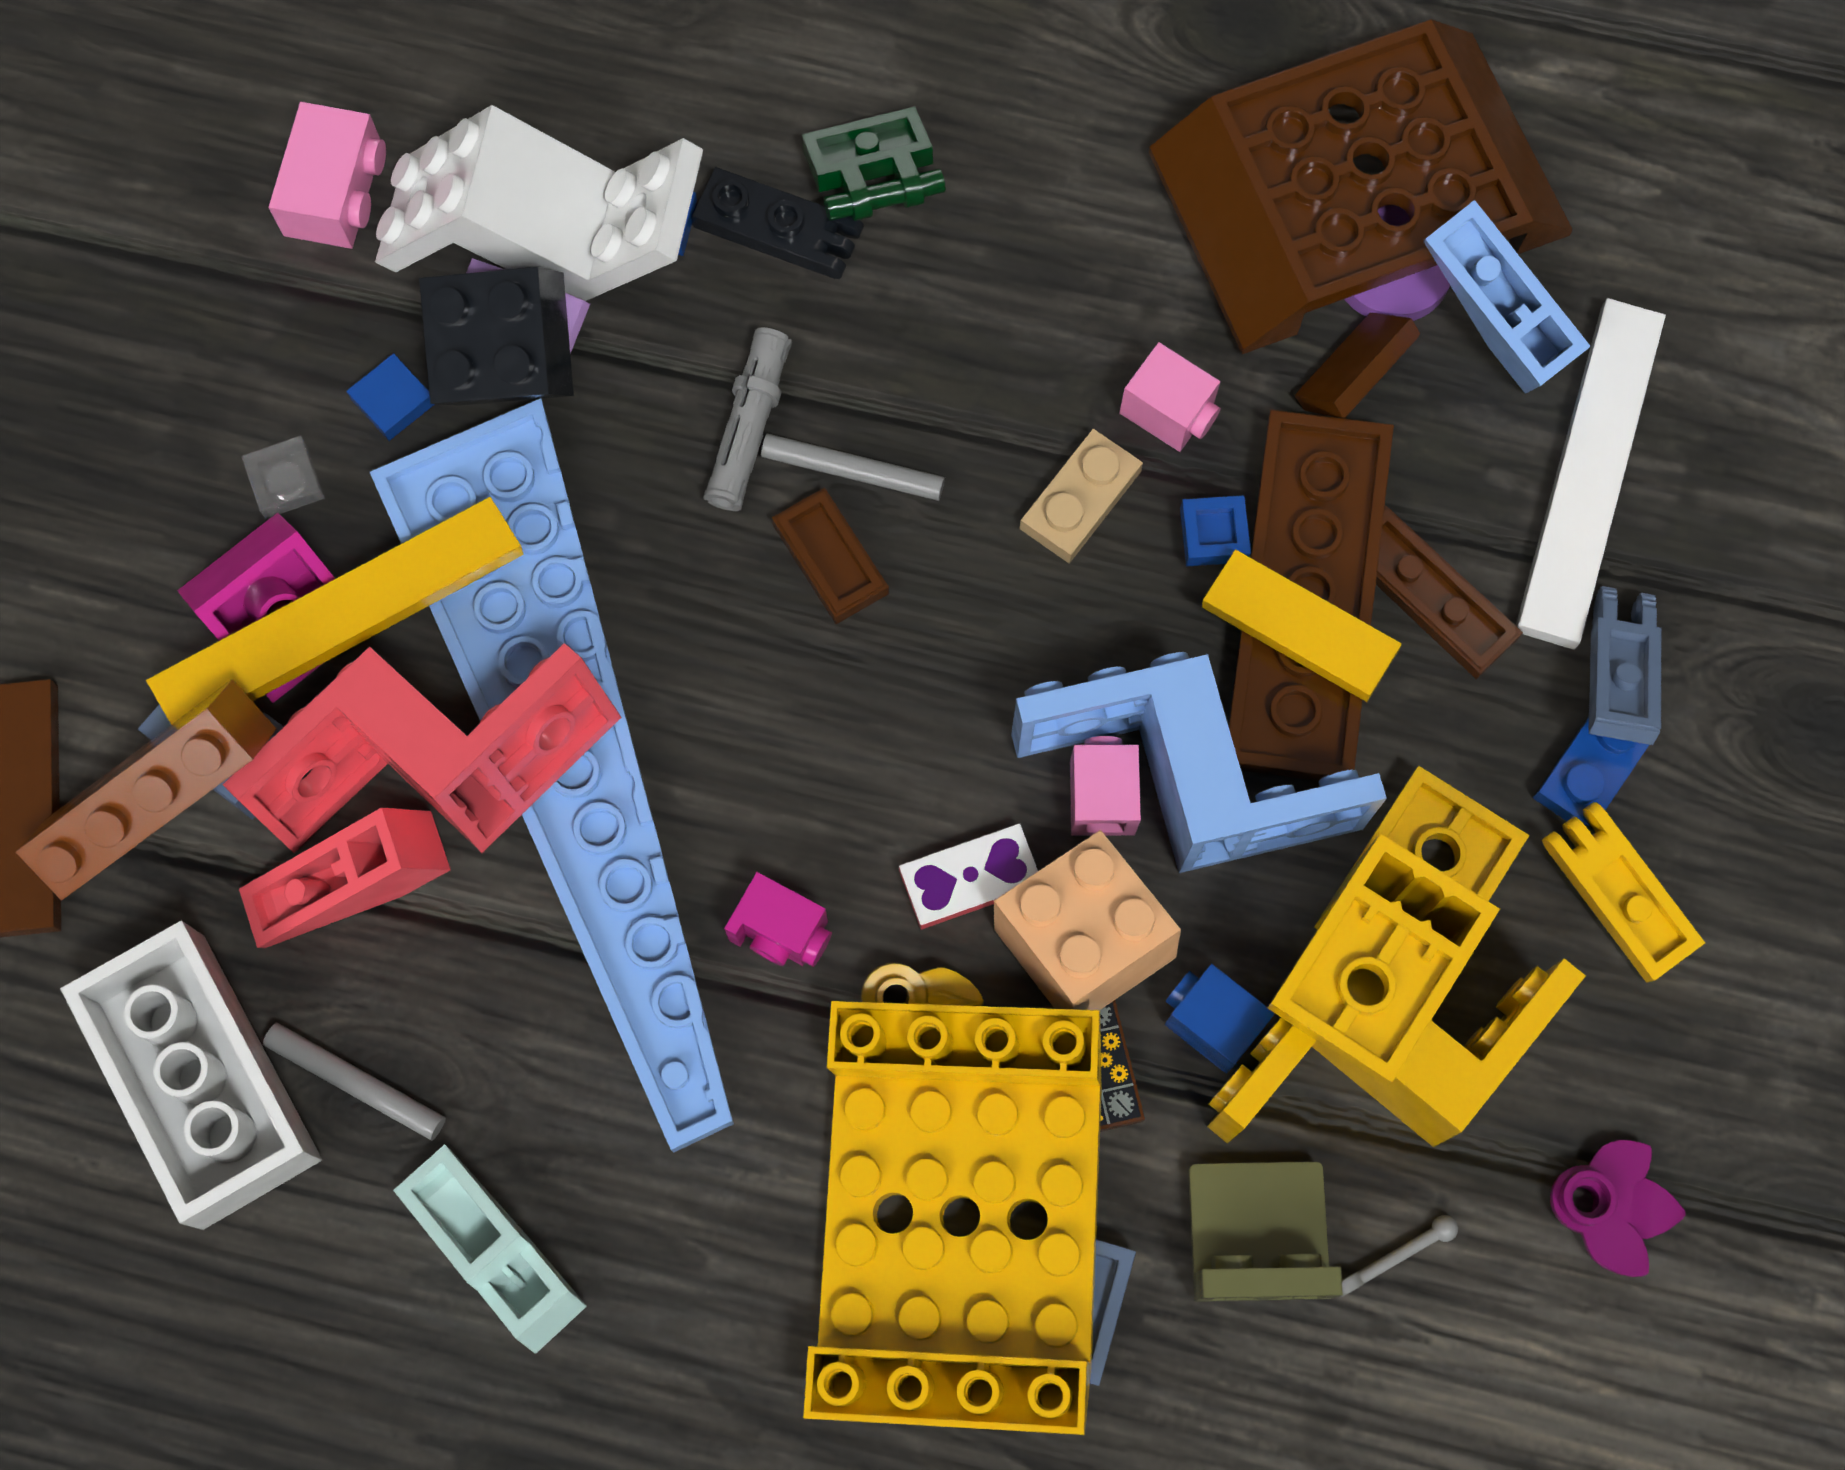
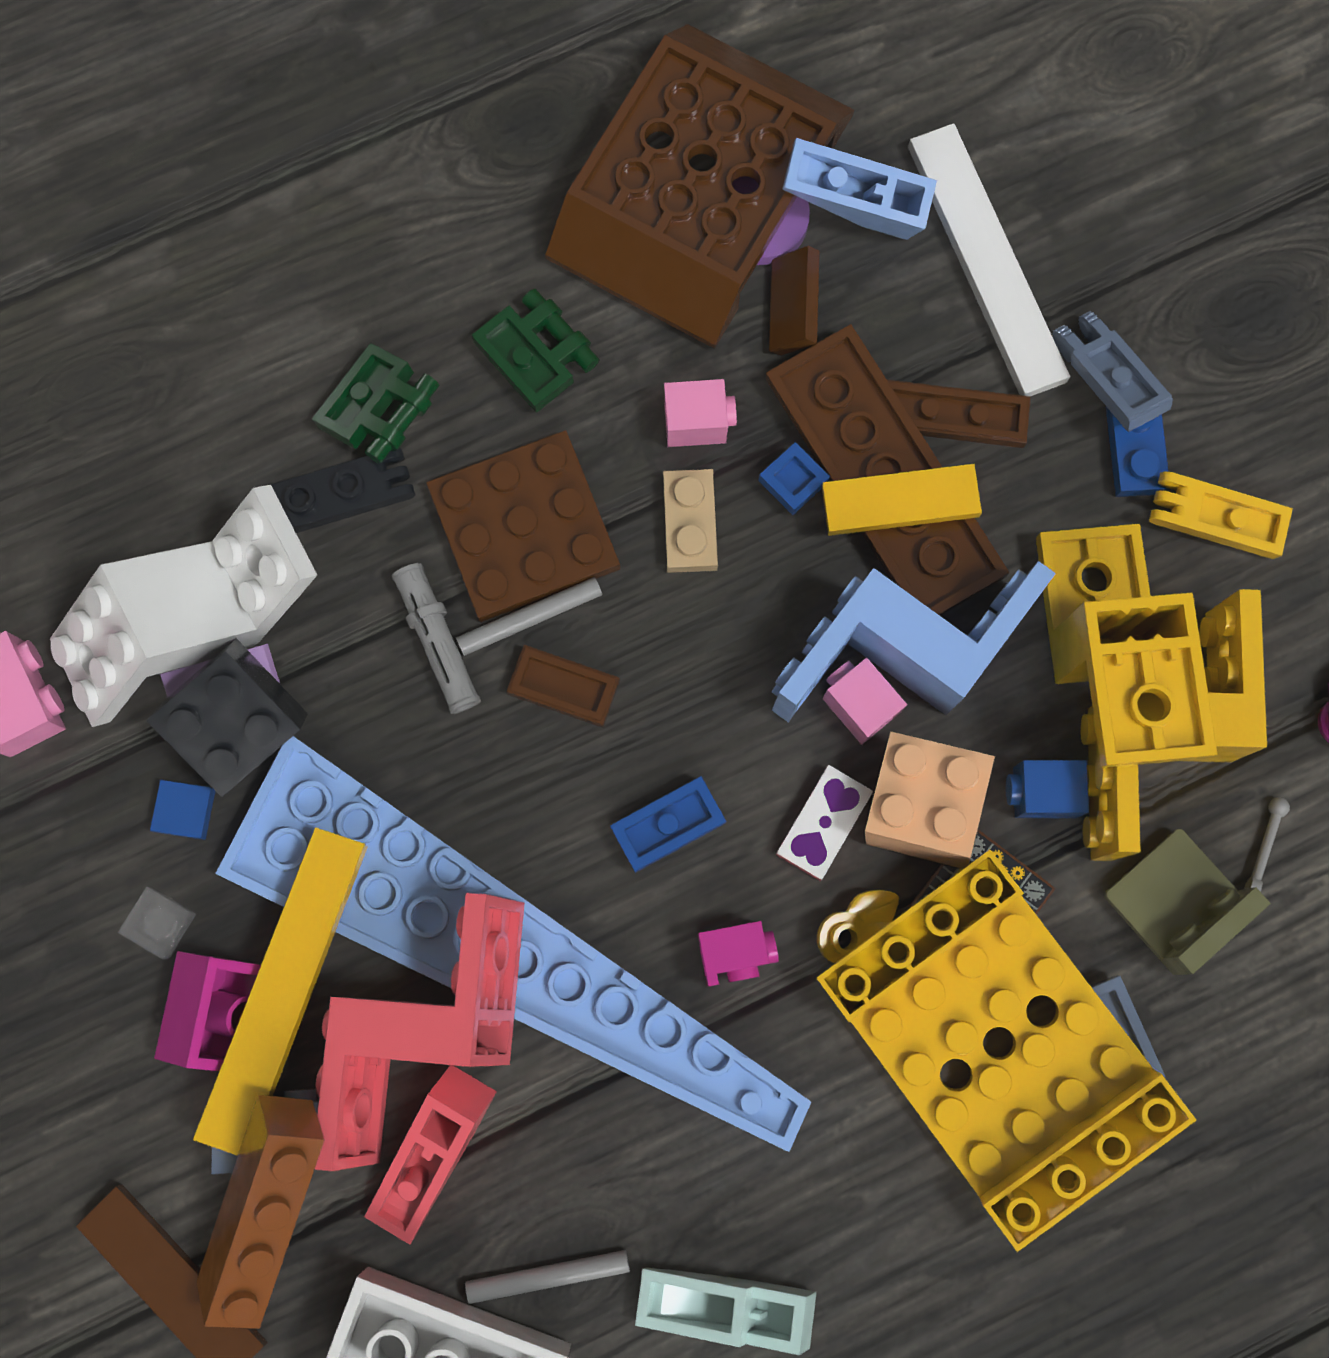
camera: 40 degrees left, 5 degrees up
(818, 757) = (668, 824): none -> blue plate
(917, 380) = (523, 526): none -> reddish brown plate
(1048, 231) = (524, 359): none -> dark green plate

